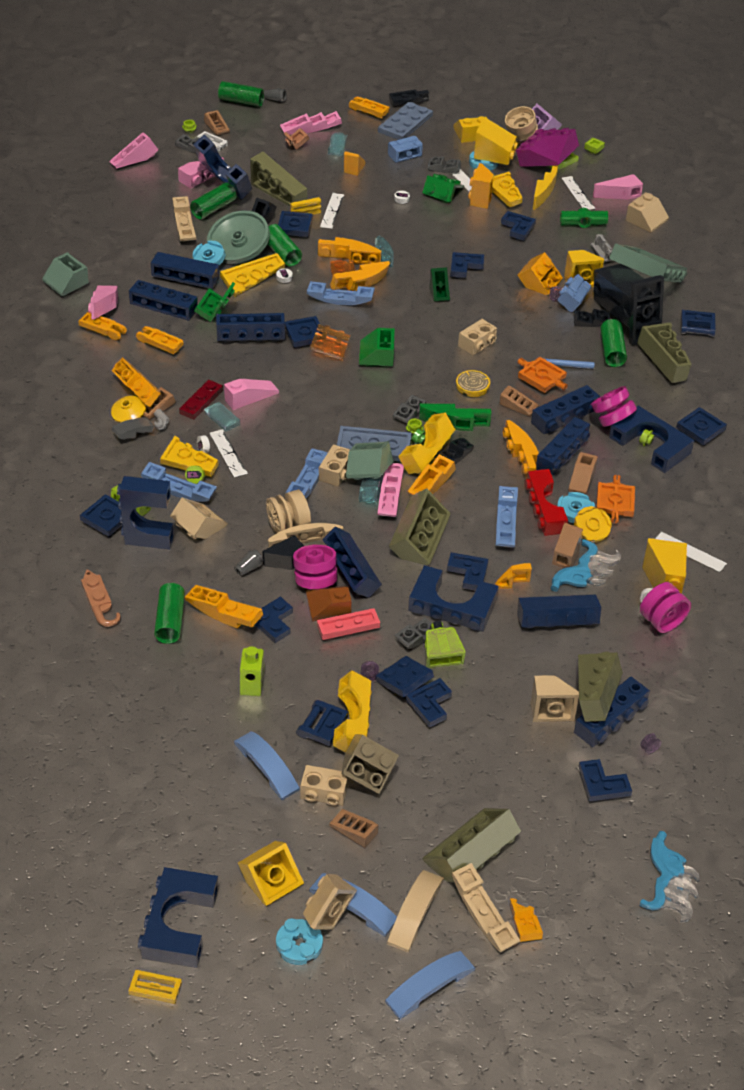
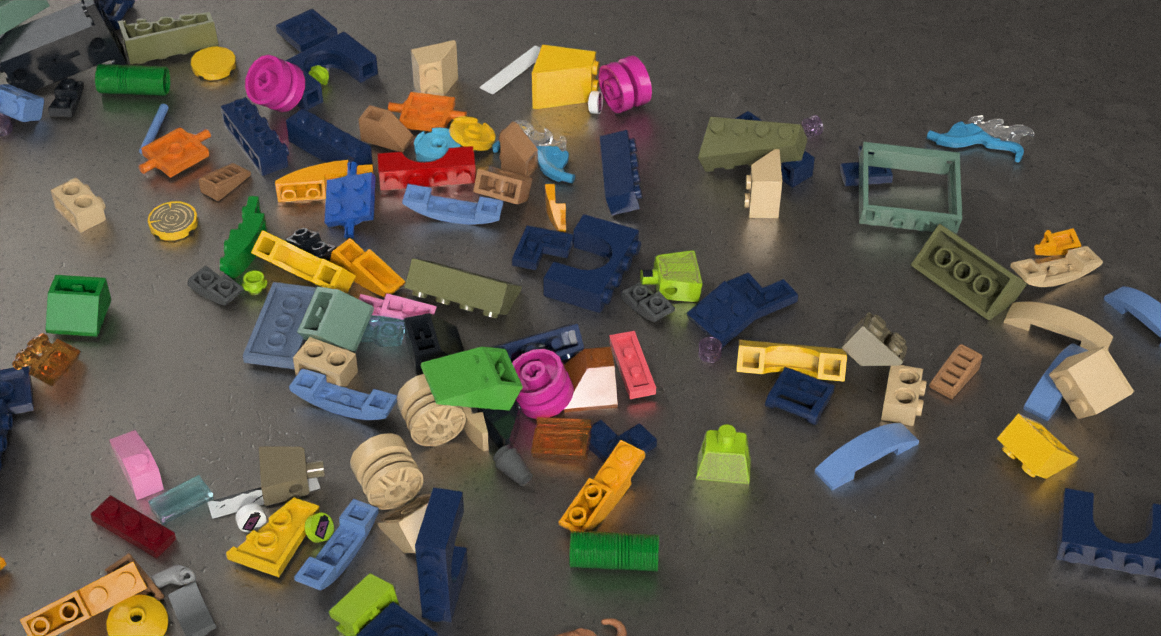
camera: 85 degrees left, 0 degrees up
(233, 495) = (386, 471): none -> tan wheel
(237, 454) = (286, 473): none -> dark tan torso
(270, 585) = (561, 438): none -> clear orange plate
(287, 946) = (1135, 420): medium azure plate -> none
(299, 519) = (474, 379): none -> bright green slope
(355, 513) = (430, 339): none -> black slope
(418, 437) = (277, 275): bright green plate -> none
(498, 460) = (350, 200): none -> blue plate
(530, 542) = (502, 185): none -> medium nougat brick
(568, 768) = (913, 160): none -> sand green window
(650, 383) = (213, 63): none -> yellow tile
(657, 494) = (435, 68): none -> tan slope

